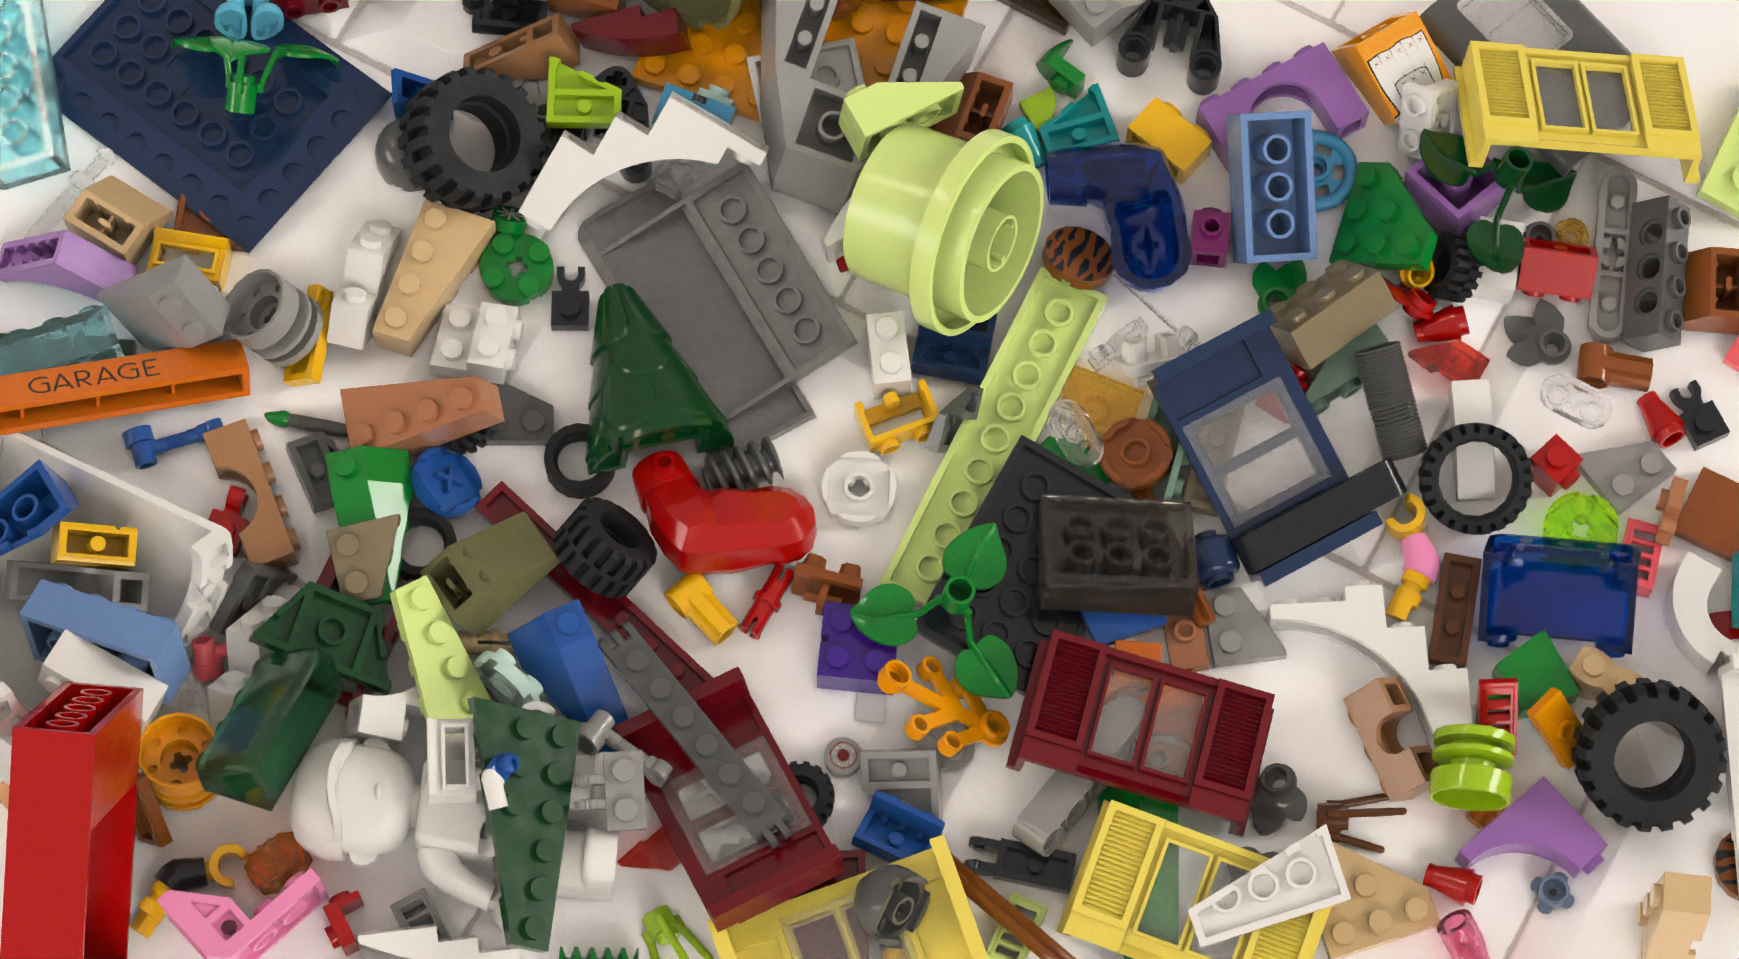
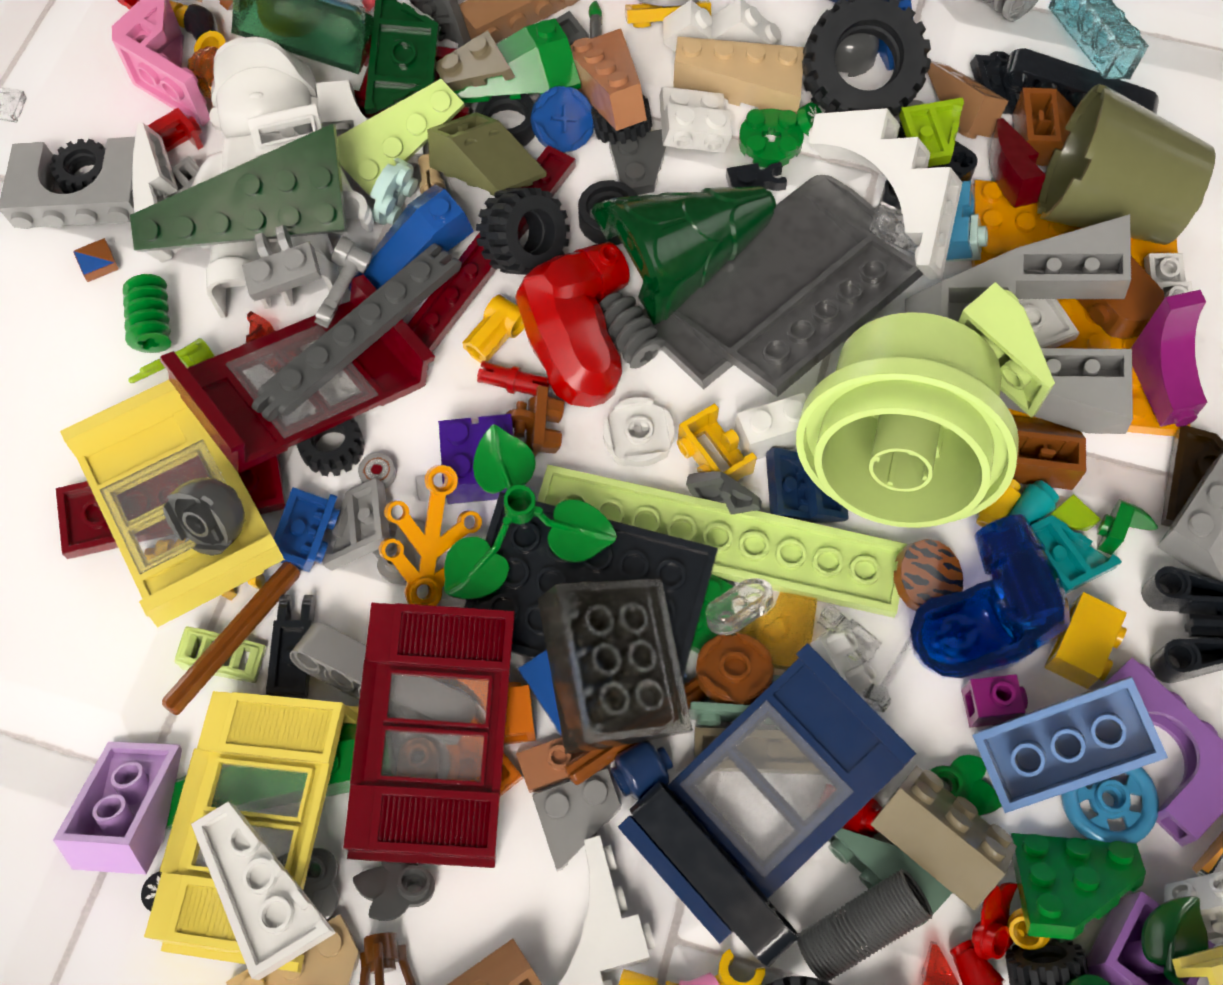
camera: 80 degrees right, 5 degrees down
(495, 776) = (263, 156): arm -> none

